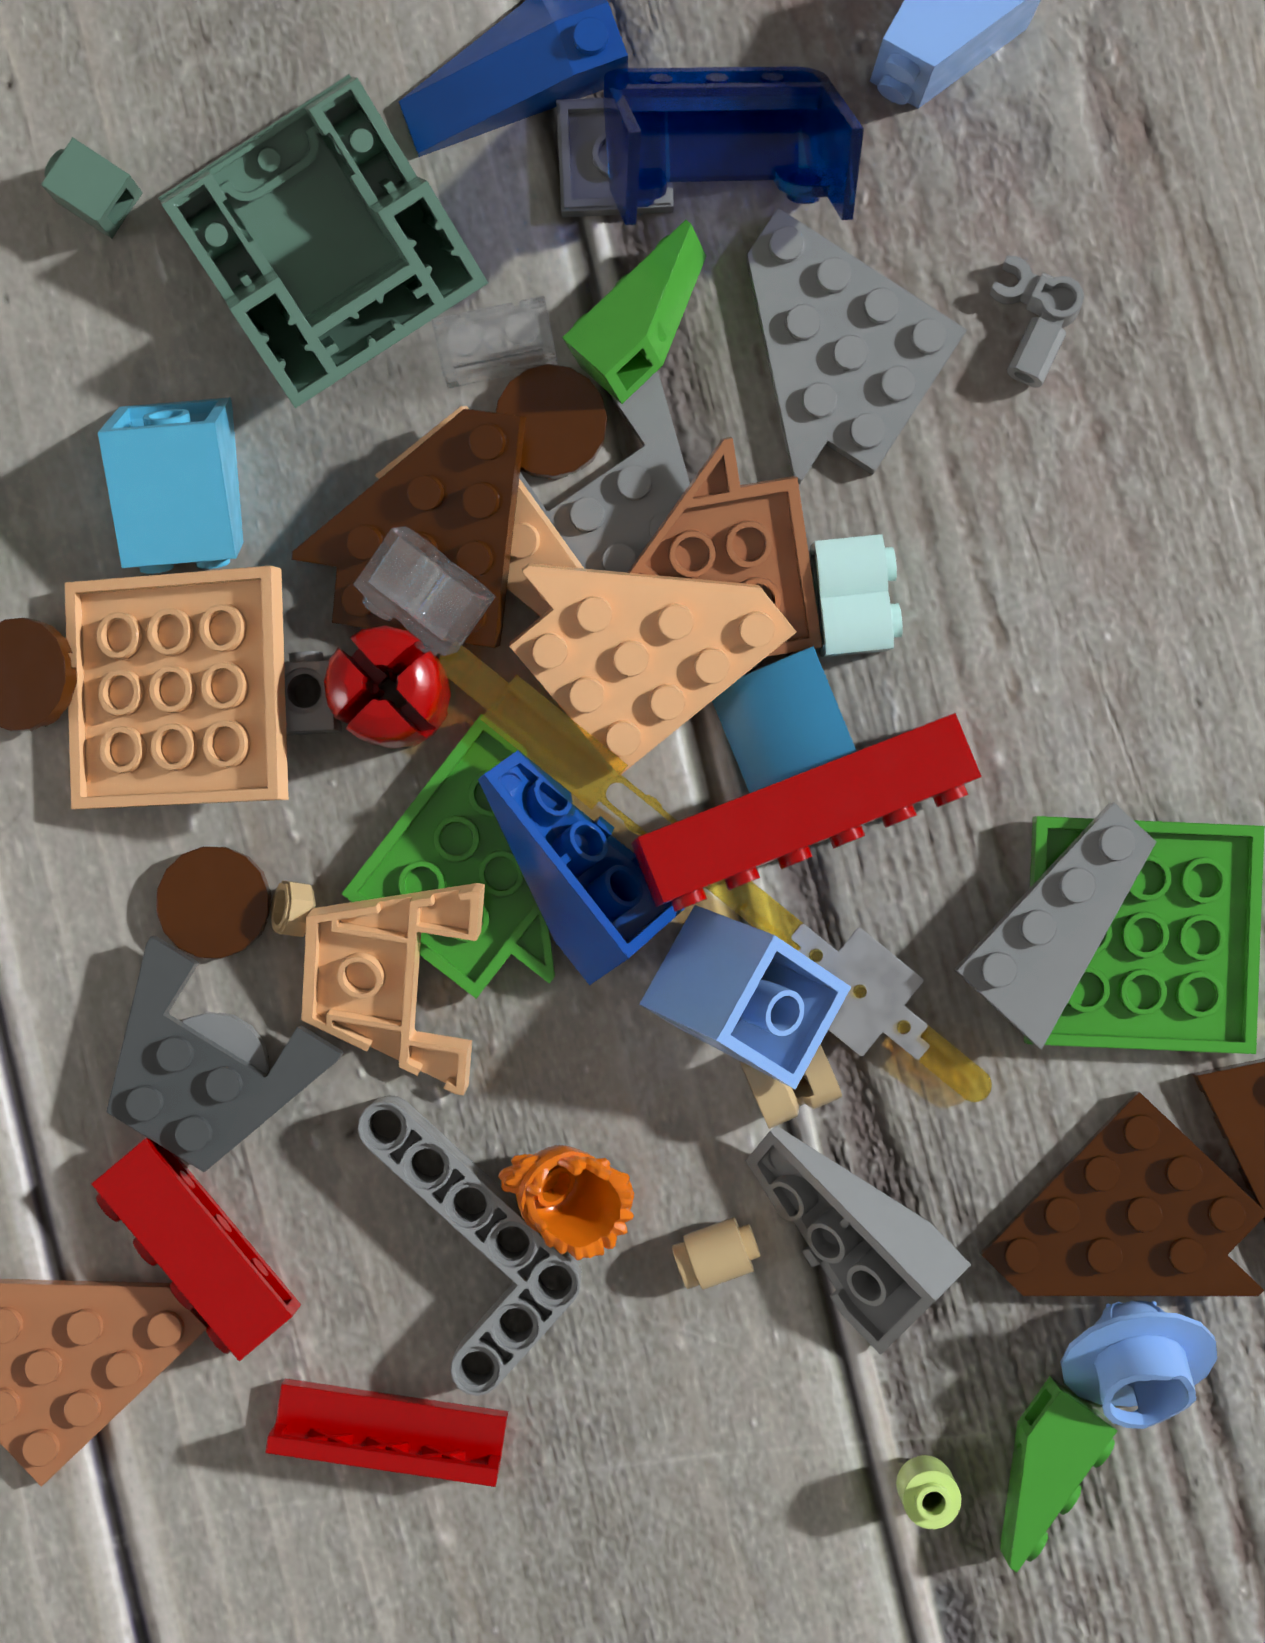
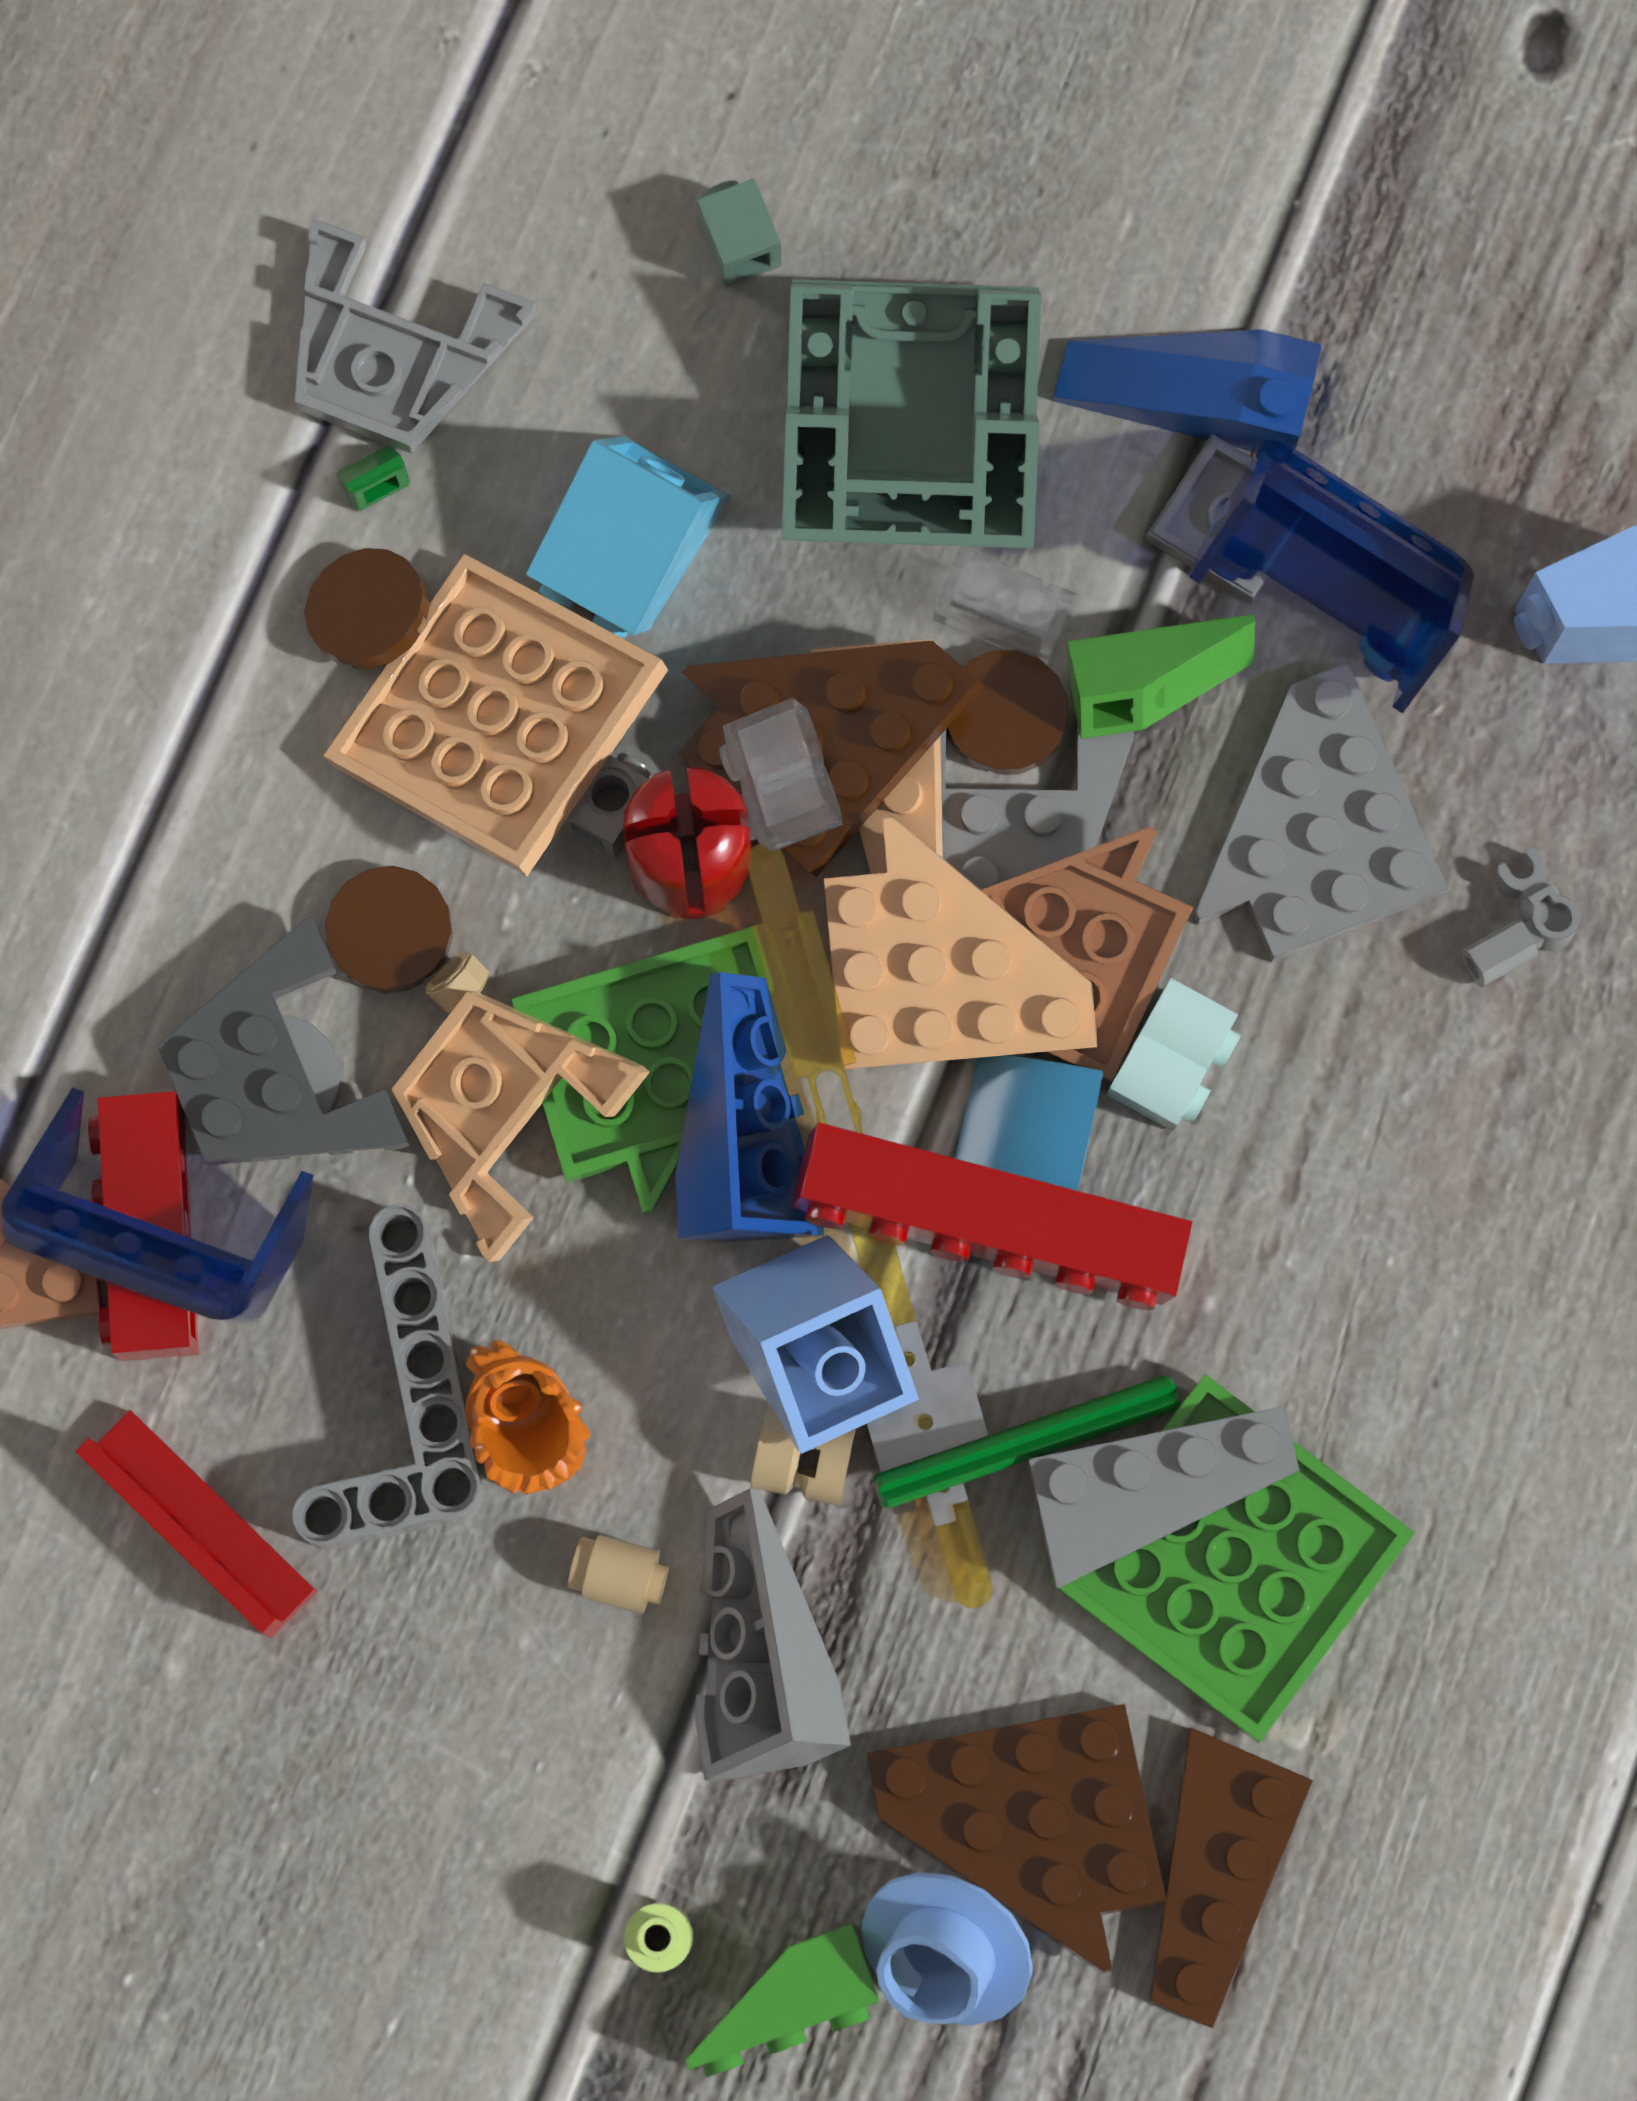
camera: 35 degrees right, 10 degrees down
(136, 1312) = (136, 1252): none -> clear blue windscreen
(942, 956) = (1026, 1441): none -> green axle

